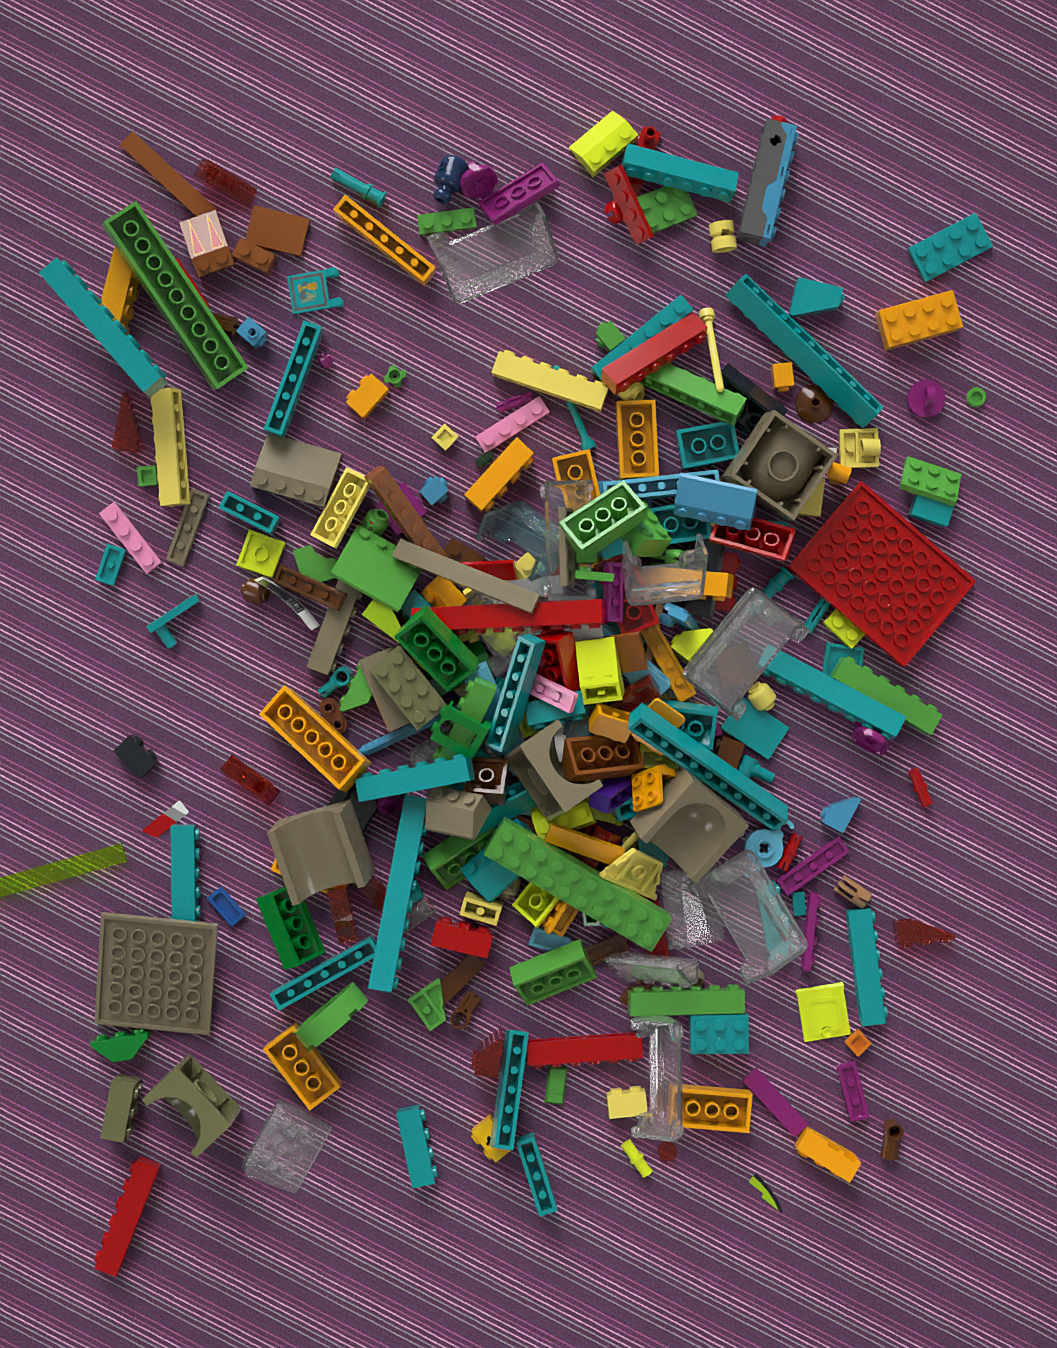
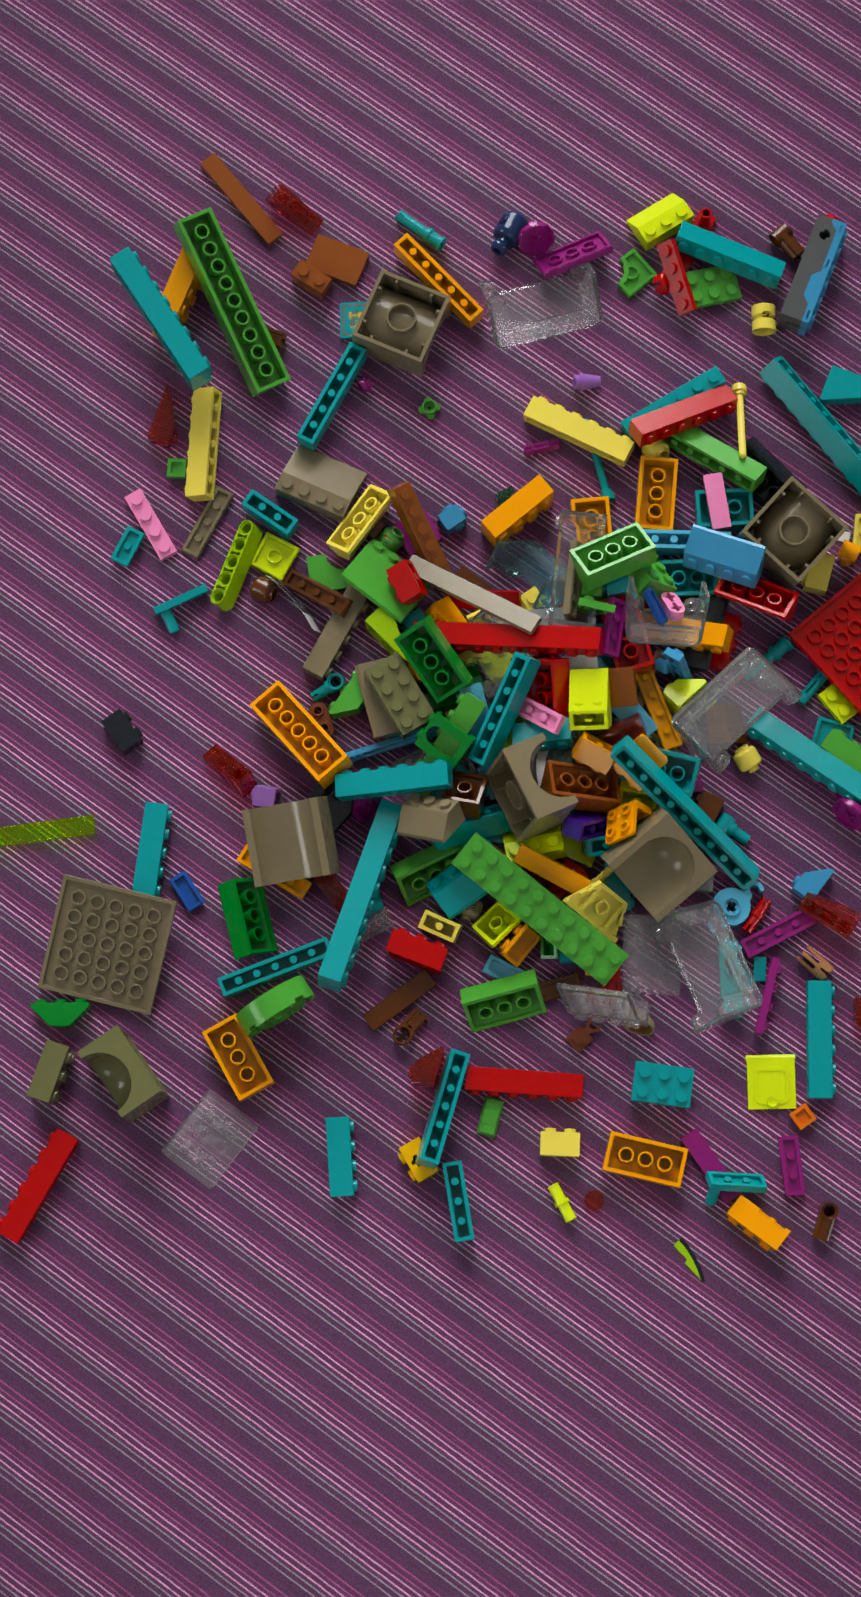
camera: 10 degrees right, 10 degrees down
(166, 820) = (138, 801): sticker -> none
(207, 244) = (269, 263): slope -> none
(223, 569) = (236, 565): none -> lime beam
(250, 327) = (299, 349): dark azure brick -> none
(290, 802) = (266, 795): none -> medium lavender brick
(342, 914) = (301, 914): clear red slope -> none
(352, 291) = (401, 322): none -> dark tan piece
(360, 514) = (378, 528): none -> reddish brown tile
(367, 396) = (400, 422): light orange brick -> none
(398, 571) = (406, 582): none -> red brick
(429, 1004) = (375, 1014): bright green wing -> none
(445, 437) = (469, 470): light yellow plate -> none
(446, 221) = (500, 272): bright green plate -> none
(512, 424) = (540, 465): bright pink plate -> none
(549, 327) = (585, 381): none -> medium lavender cone
(586, 203) = (636, 273): none -> bright green tile
(608, 336) = (640, 396): bright green brick -> none
(653, 565) = (655, 606): none -> blue tile
(665, 1114) = (602, 1113): clear windscreen -> none
(673, 558) = (672, 606): none -> bright pink beam
(686, 1001) = (631, 1047): bright green brick -> none
(699, 439) = (717, 501): none -> bright pink tile
(732, 145) = (784, 238): none -> reddish brown piece
(756, 730) = (738, 789): teal tile -> none
(782, 376) = (805, 456): light orange brick -> none
(800, 1118) = (732, 1182): none -> teal piece
(807, 410) = (830, 495): reddish brown dish -> none
(863, 842) = (830, 913): none -> clear red slope

